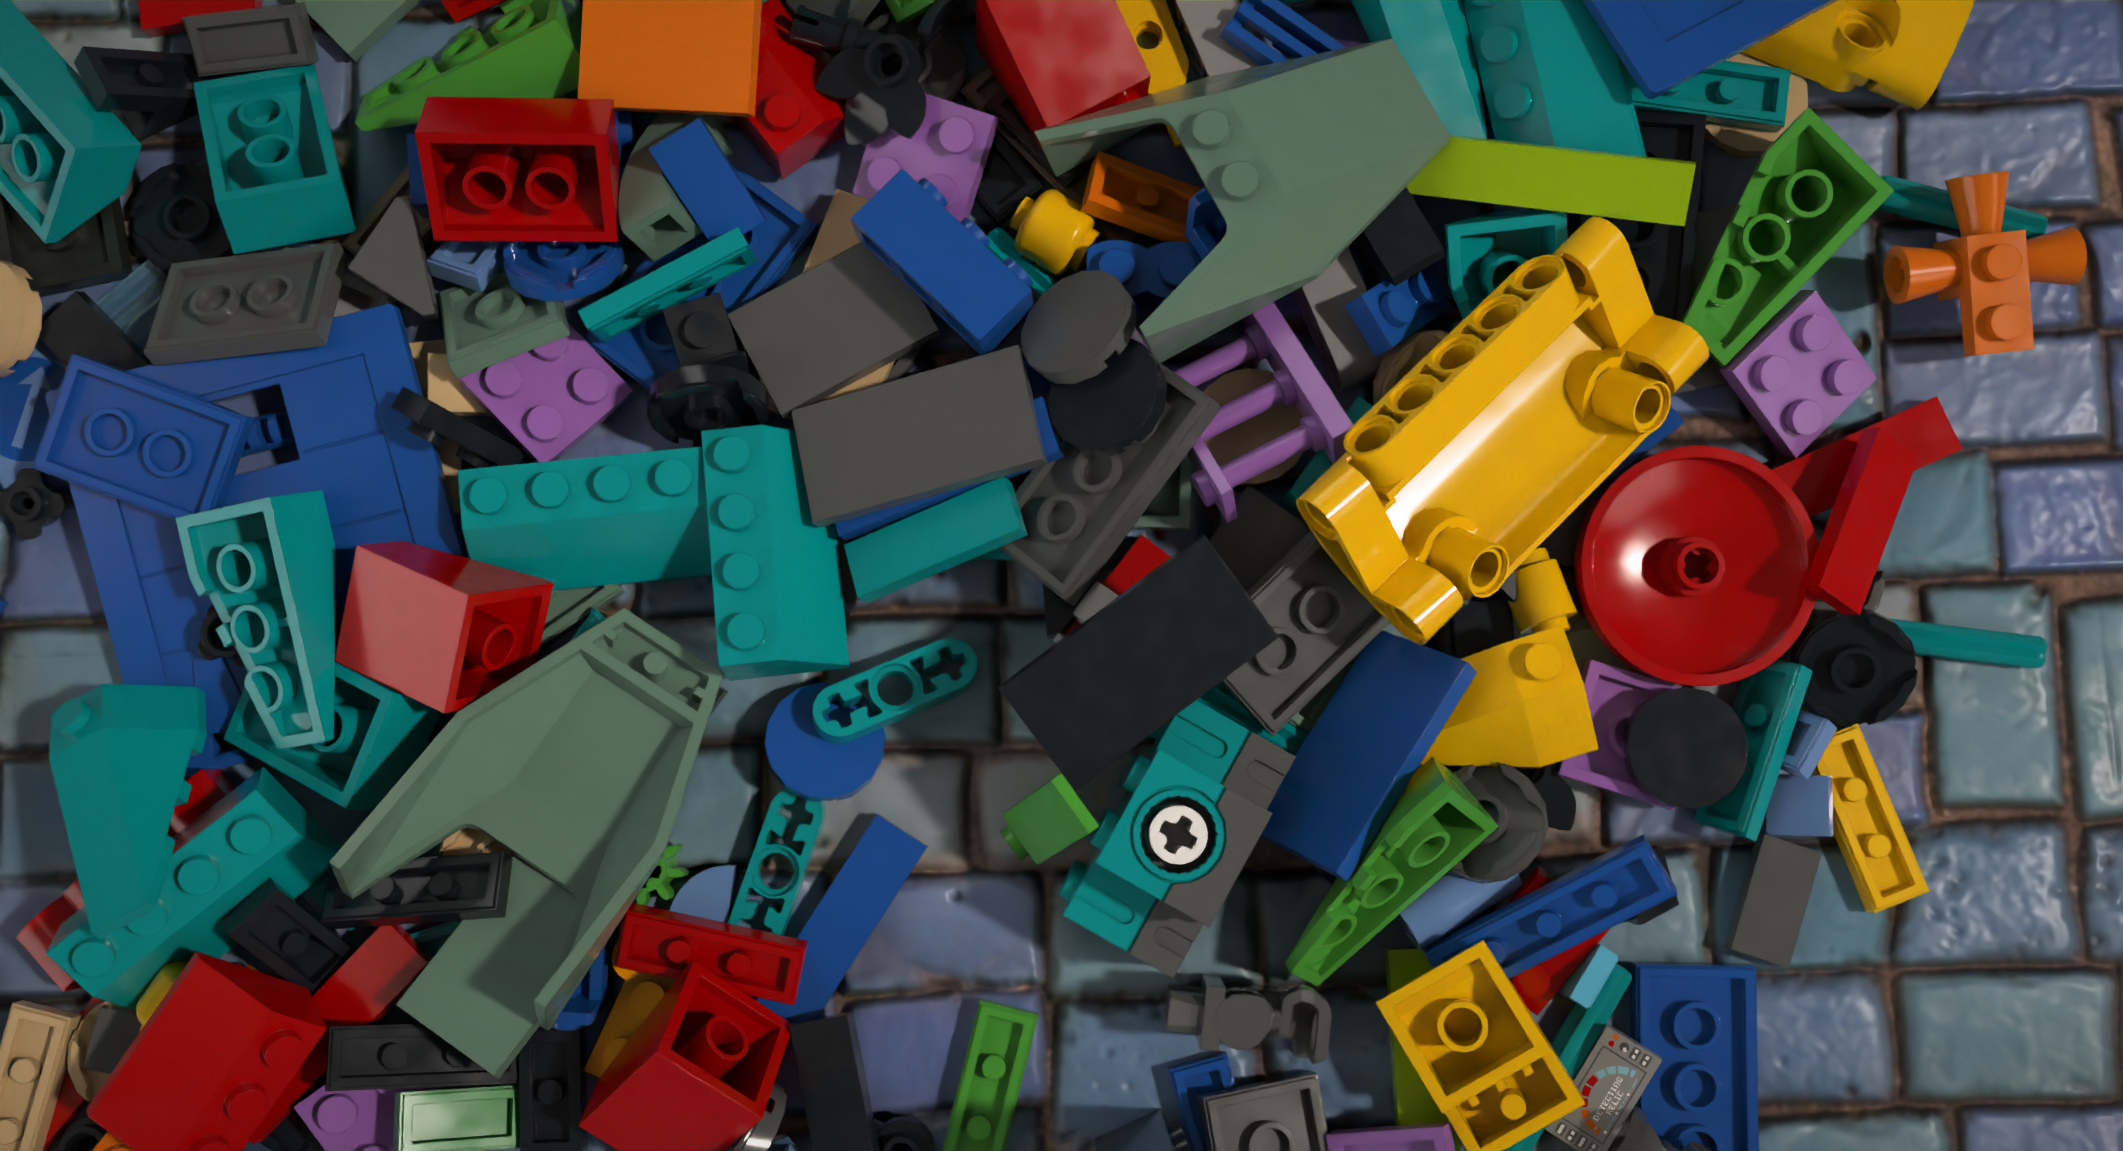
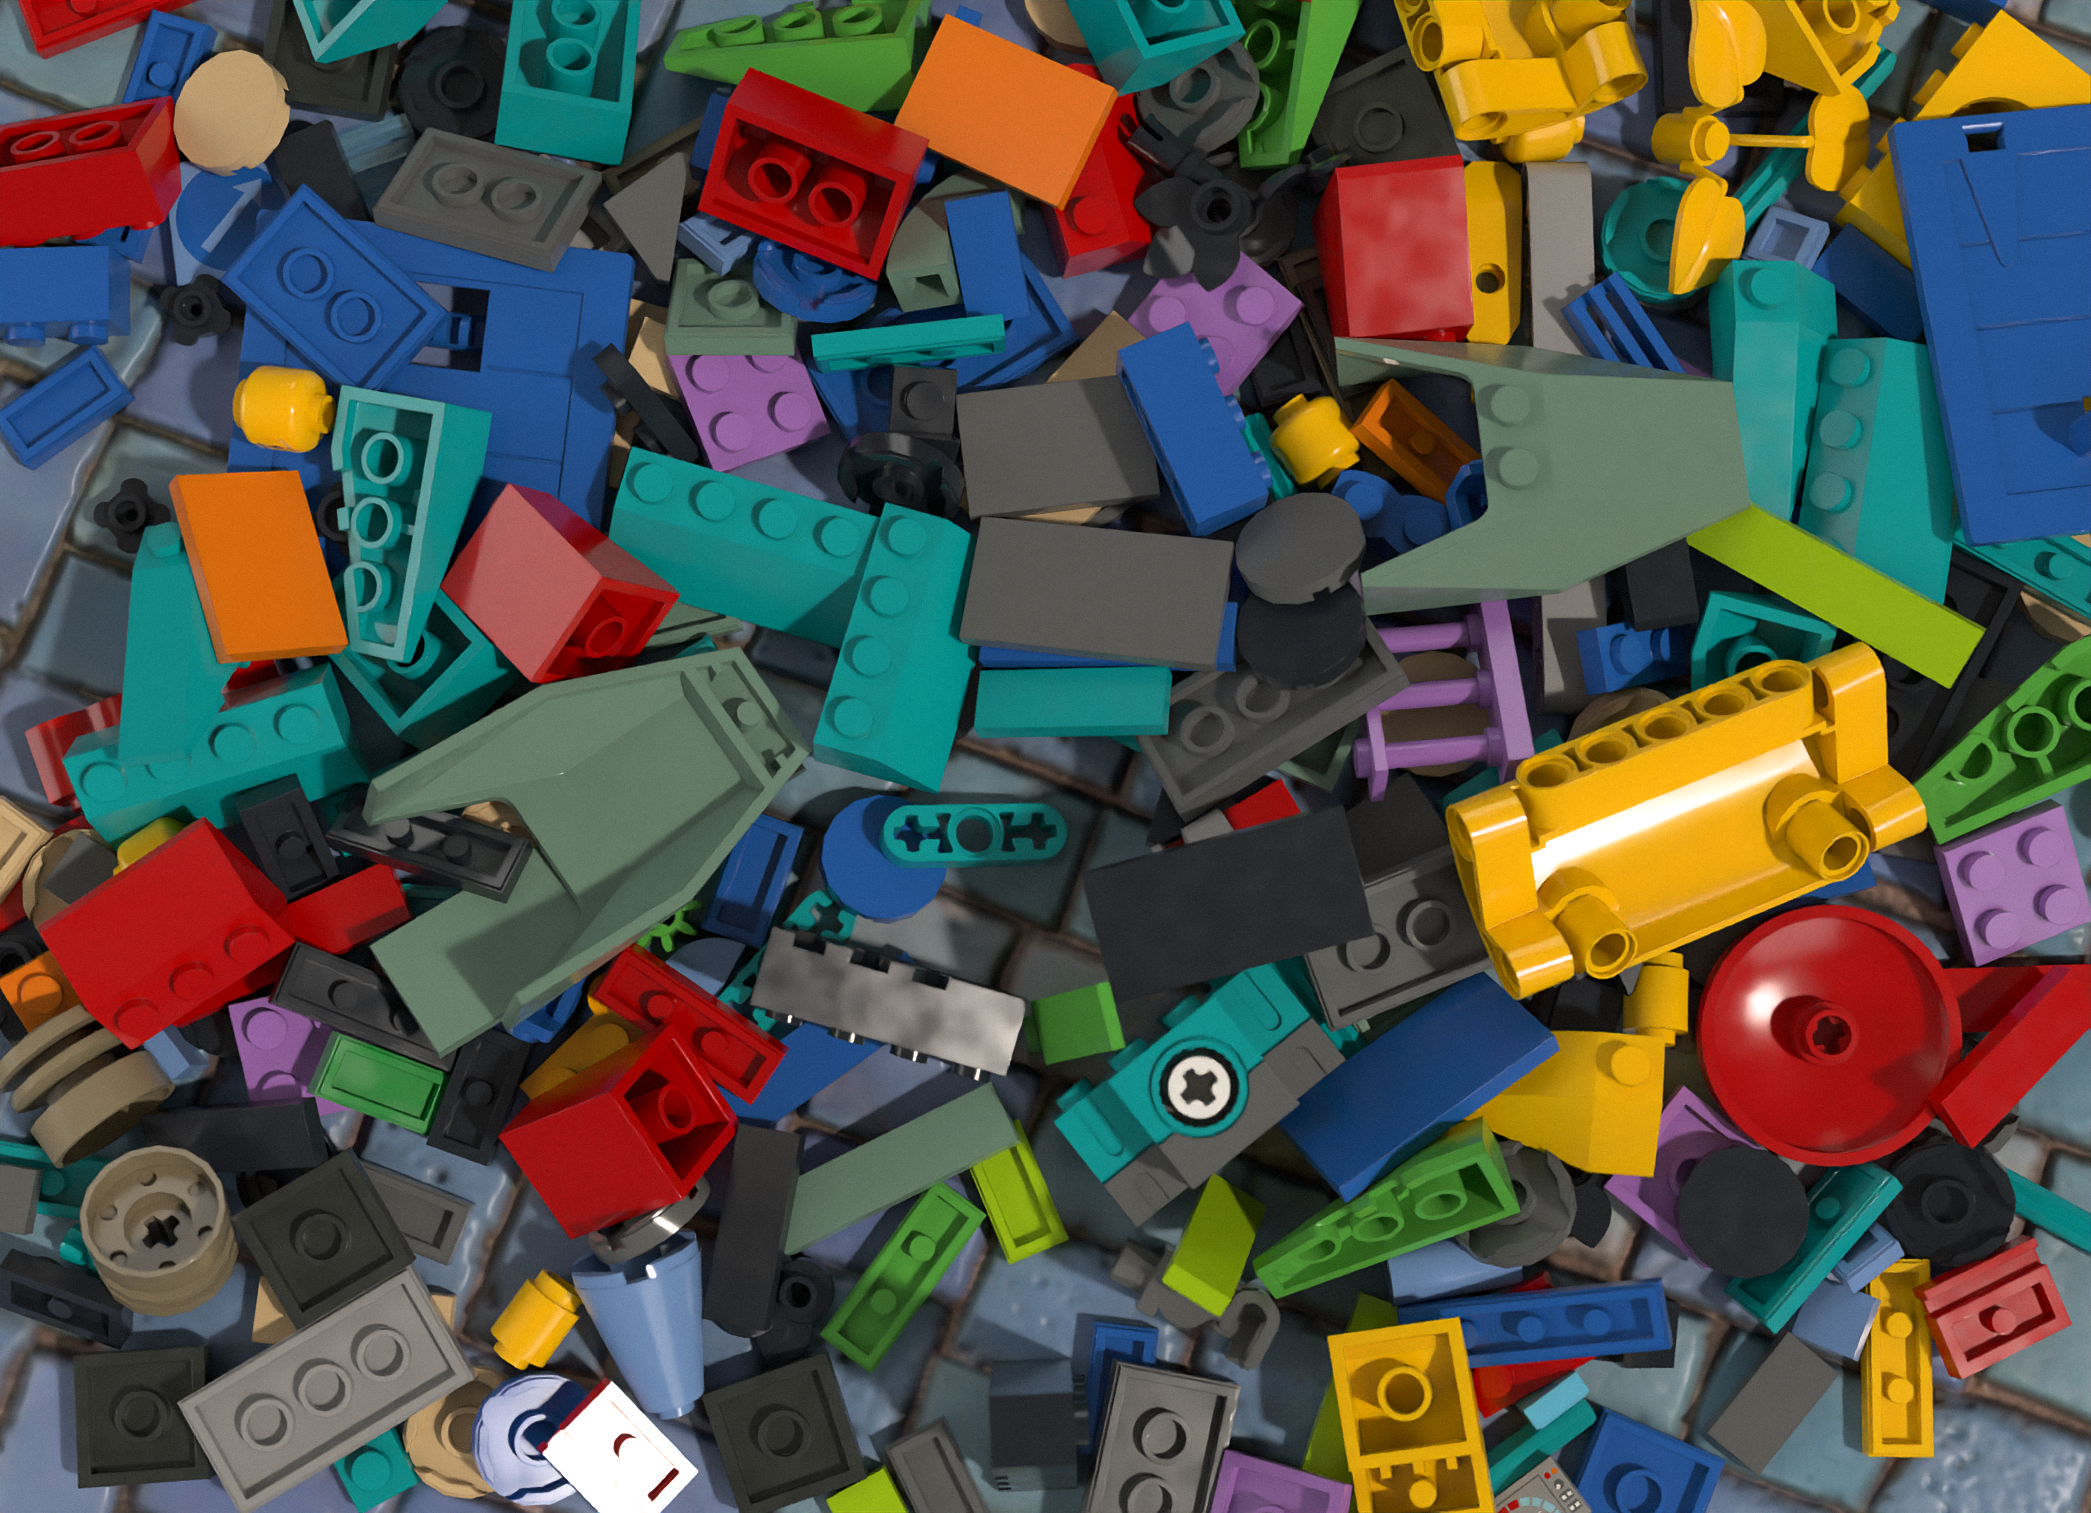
camera: 25 degrees right, 0 degrees up
(35, 690) = (114, 513): none -> black plate
(134, 559) = (284, 408): none -> yellow head
(162, 708) = (258, 565): none -> orange tile
(720, 806) = (754, 881): none -> blue tile
(874, 866) = (888, 1001): none -> wedge
(944, 1004) = (899, 1165): none -> sand green tile
(1054, 984) = (1019, 1201): none -> lime tile
(1247, 965) = (1214, 1245): none -> lime tile
(1927, 743) = (1992, 1307): none -> plate

